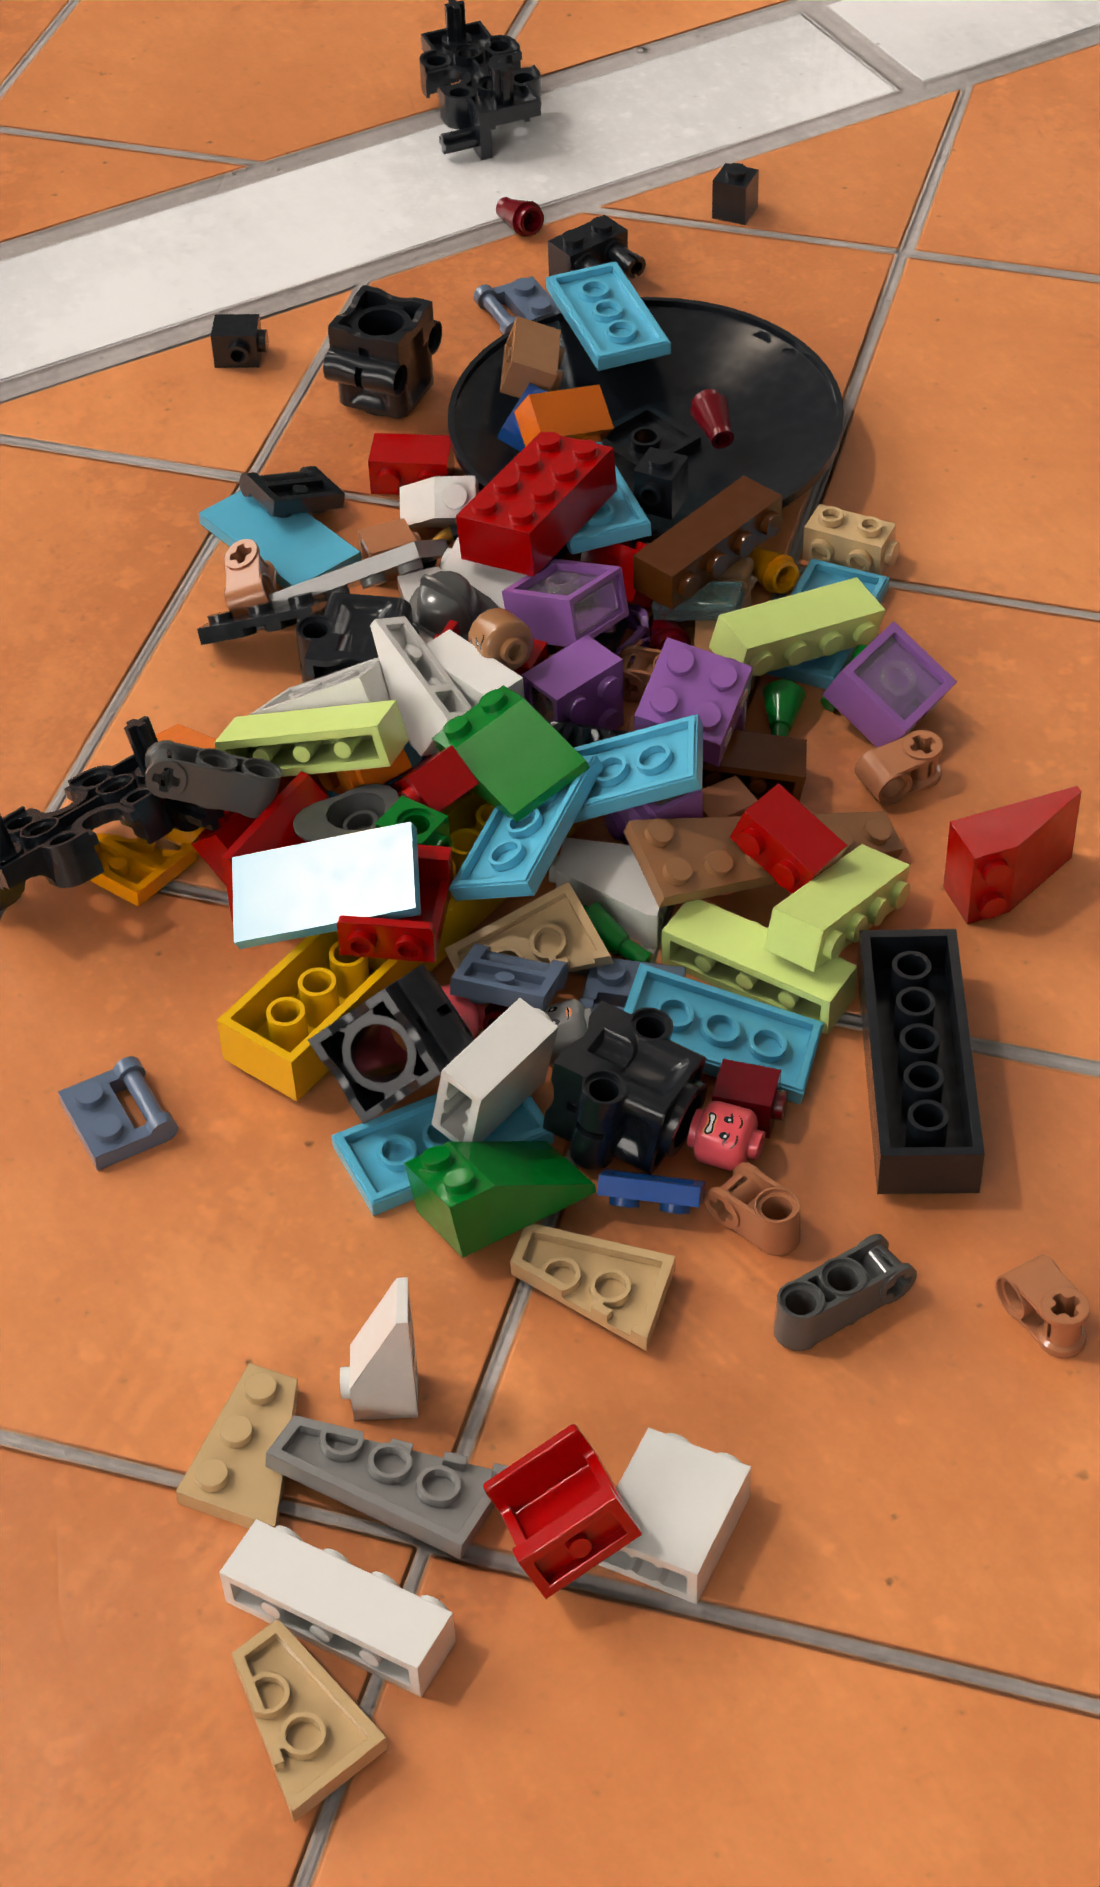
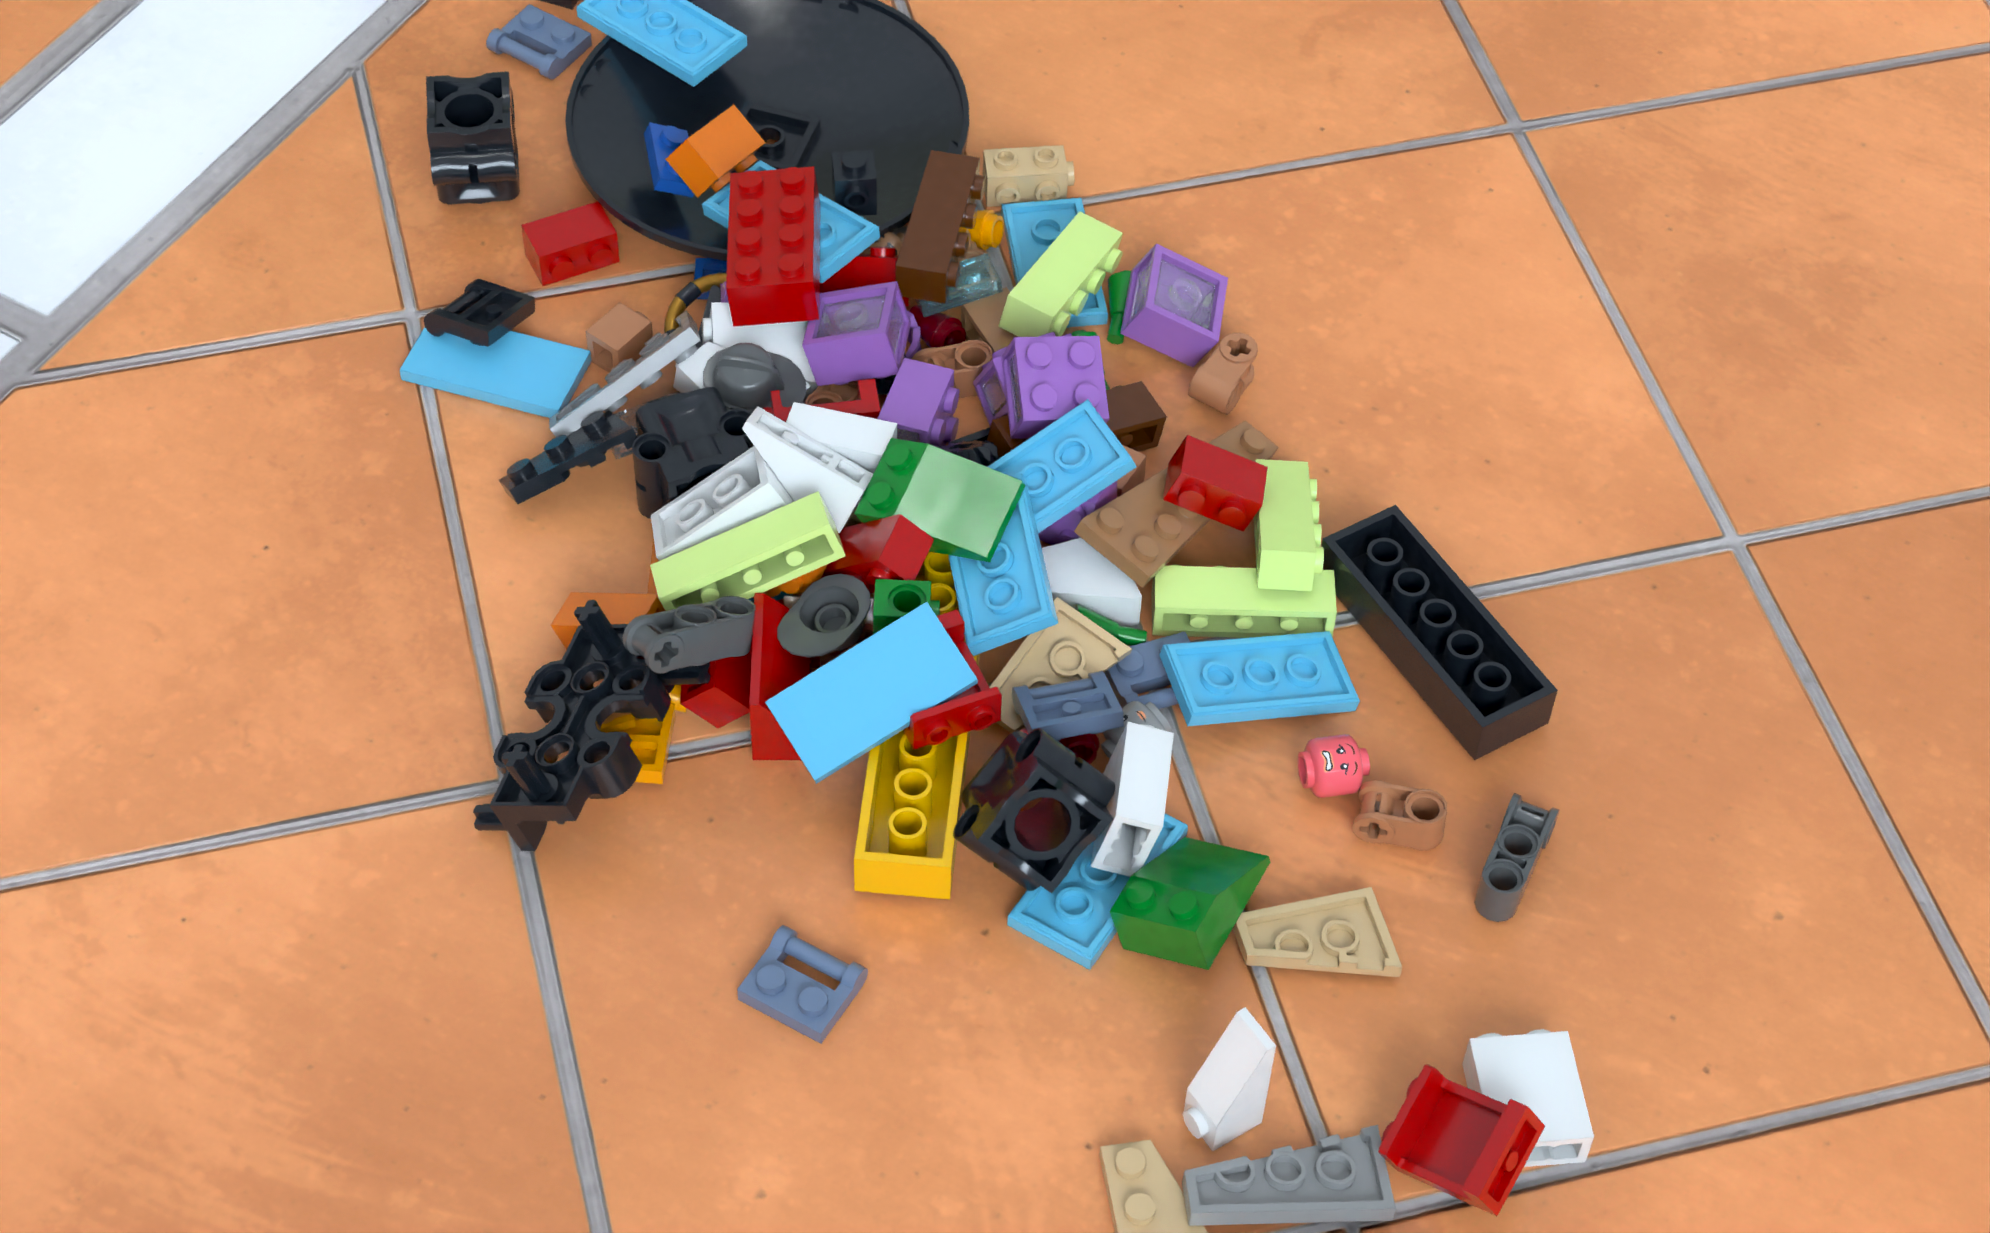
camera: 35 degrees left, 5 degrees up
(238, 340) = (292, 172): black brick -> none
(247, 577) = (518, 423): nougat piece -> none
(436, 500) = (645, 274): white slope -> none
(502, 636) = (847, 391): medium nougat head -> none
(531, 357) = (628, 97): medium nougat brick -> none
(625, 1090) = (1240, 763): black piece -> none
(672, 1193) = (1322, 834): blue plate -> none
(712, 415) = (836, 97): dark red cone -> none
(754, 1089) = (1322, 716): dark red brick -> none
(1008, 852) = (1370, 424): red slope -> none
(1046, 1305) = (1664, 790): nougat piece -> none

